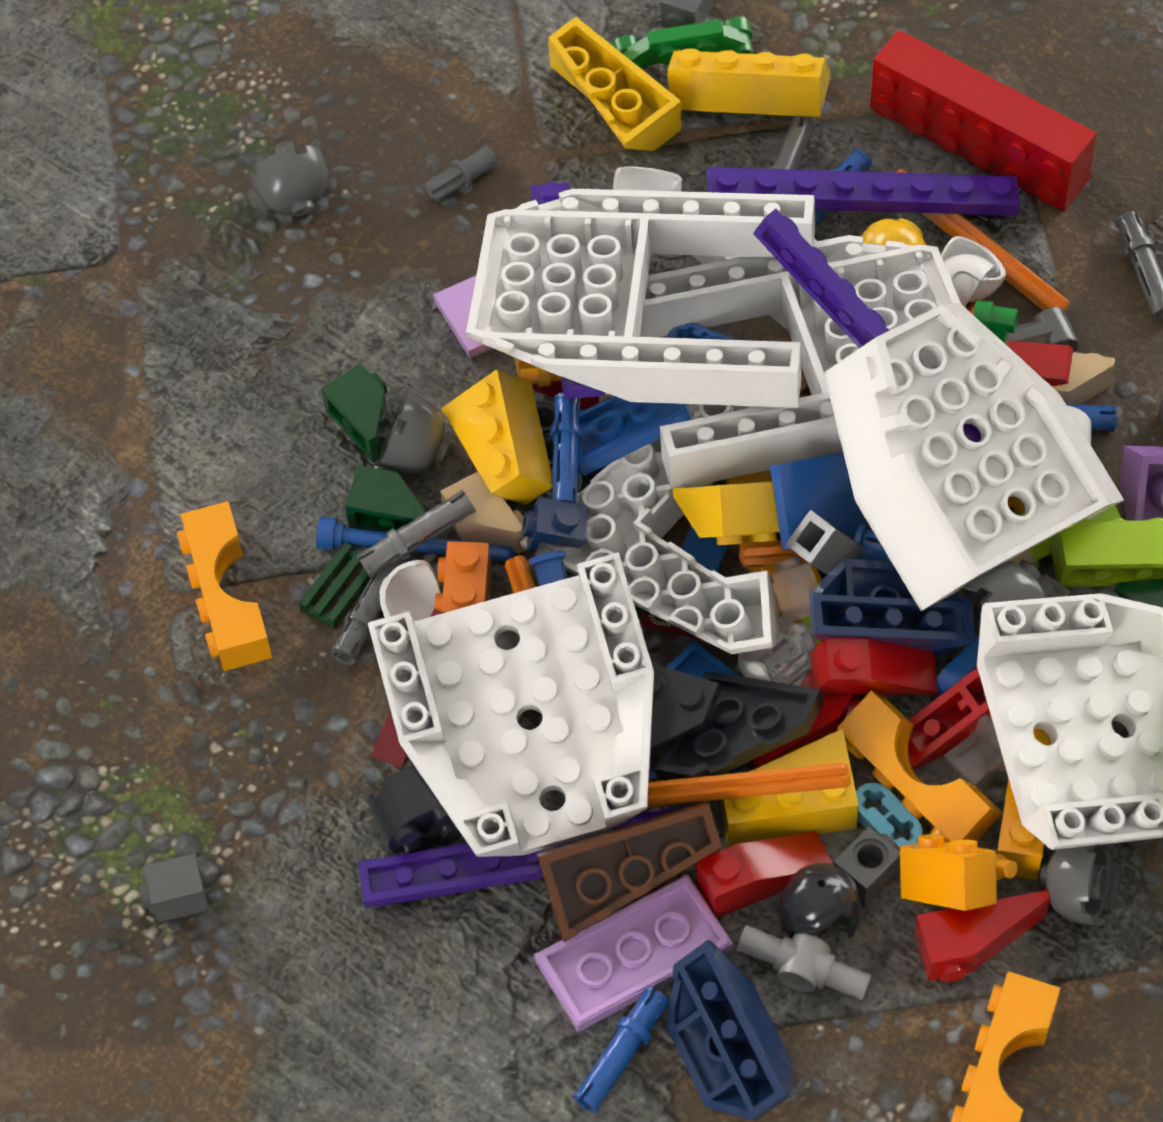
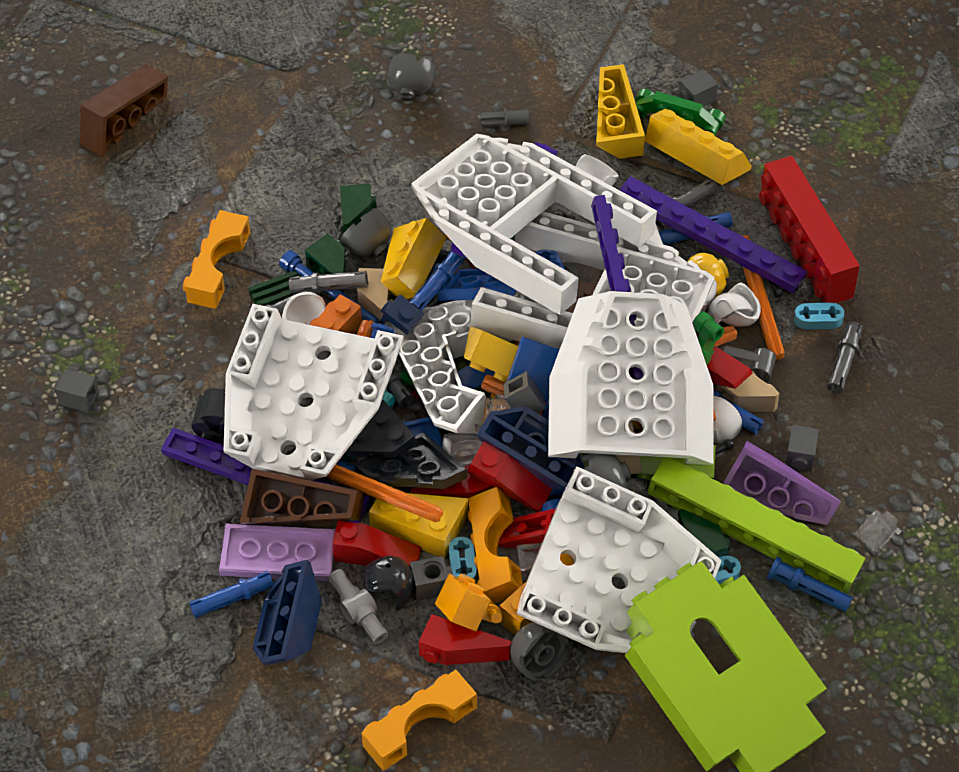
camera: 30 degrees right, 5 degrees down
(1067, 224) = (819, 316): none -> medium azure beam

